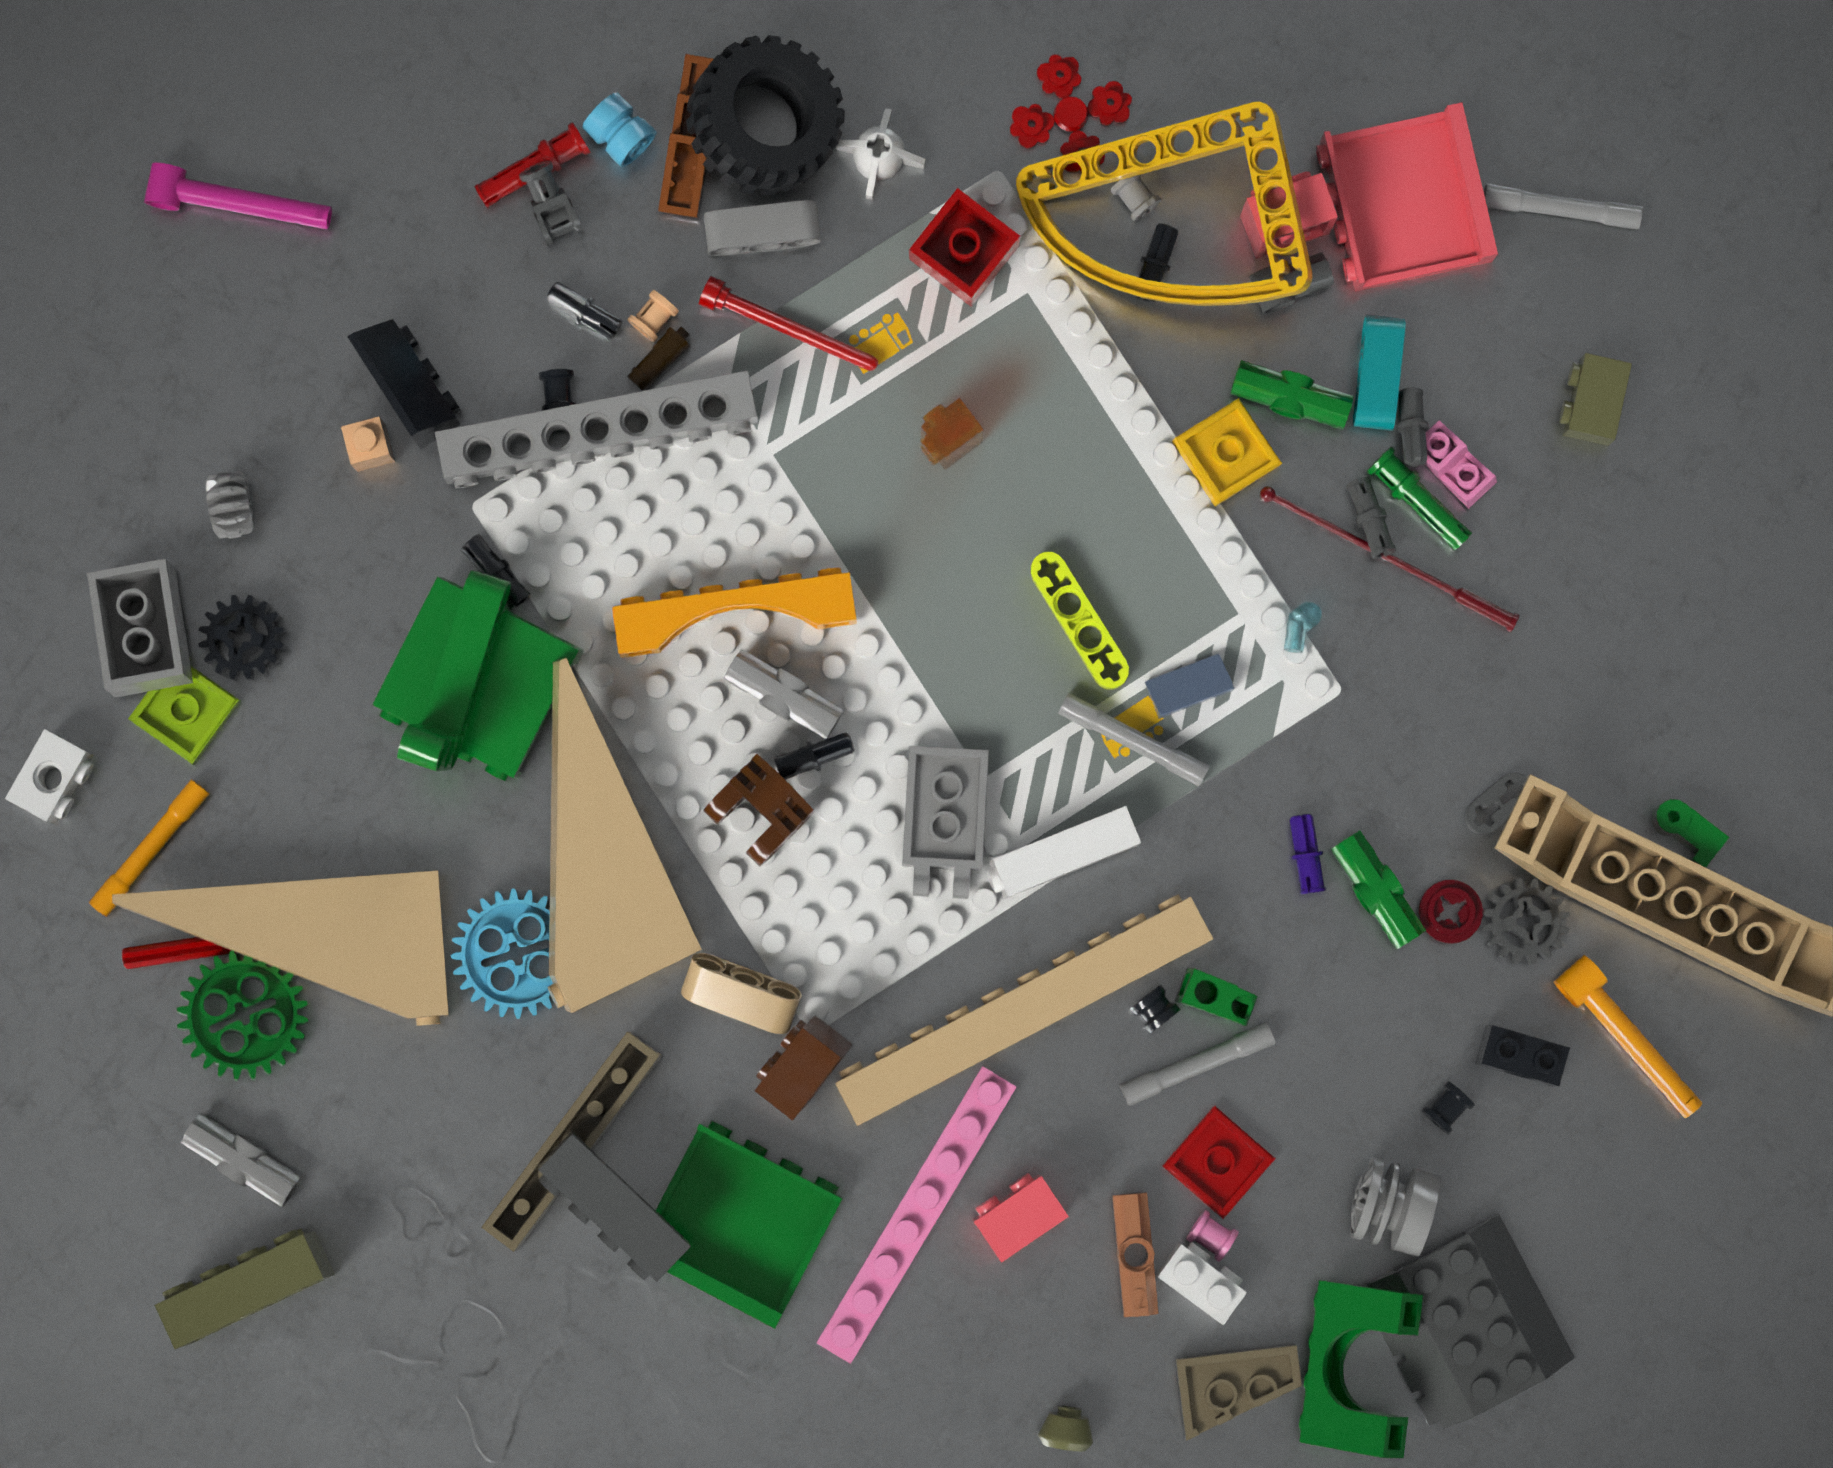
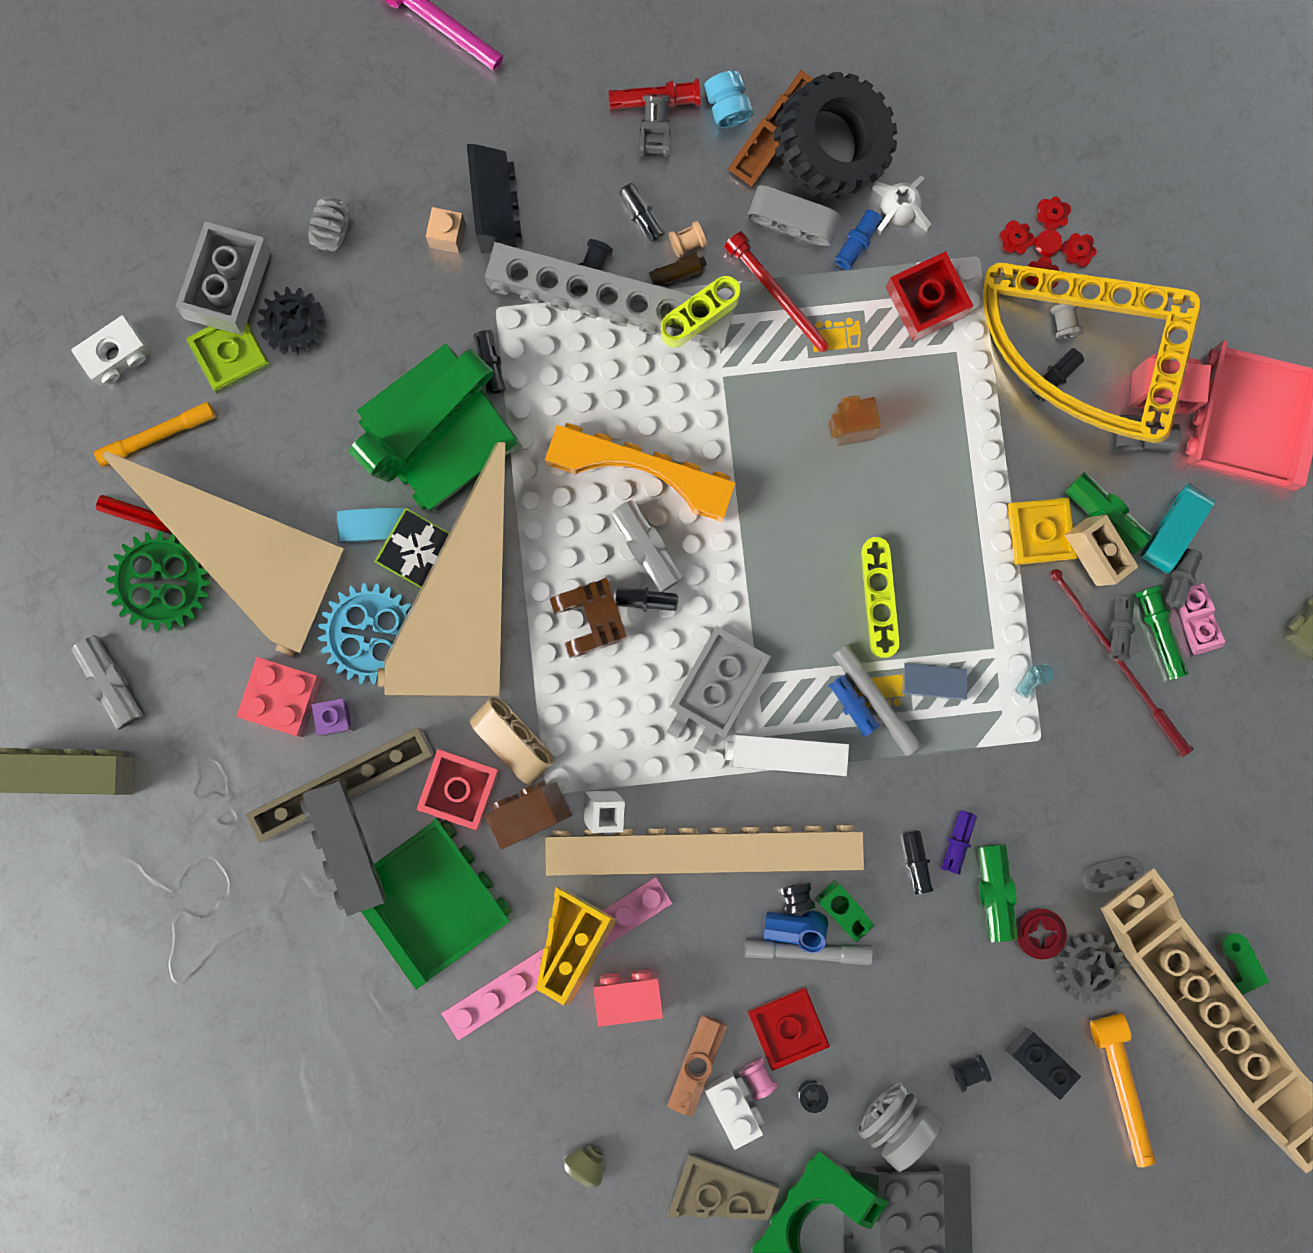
camera: 25 degrees right, 0 degrees up
(450, 1076) = (279, 697): none -> coral brick
(453, 828) = (366, 524): none -> medium azure slope
(515, 830) = (412, 547): none -> black tile
(522, 1069) = (332, 717): none -> medium lavender brick
(708, 1079) = (458, 789): none -> coral brick
(712, 378) = (706, 298): none -> neon yellow beam
(850, 219) = (858, 239): none -> blue pin
(887, 1021) = (604, 811): none -> white brick
(927, 1189) = (571, 946): none -> yellow wedge
(1110, 758) = (854, 705): none -> blue pin
(1171, 1044) = (806, 930): none -> blue piece
(1271, 900) = (917, 862): none -> black axle
(1292, 1215) = (813, 1106): none -> black bush
(1303, 442) = (1101, 550): none -> tan brick

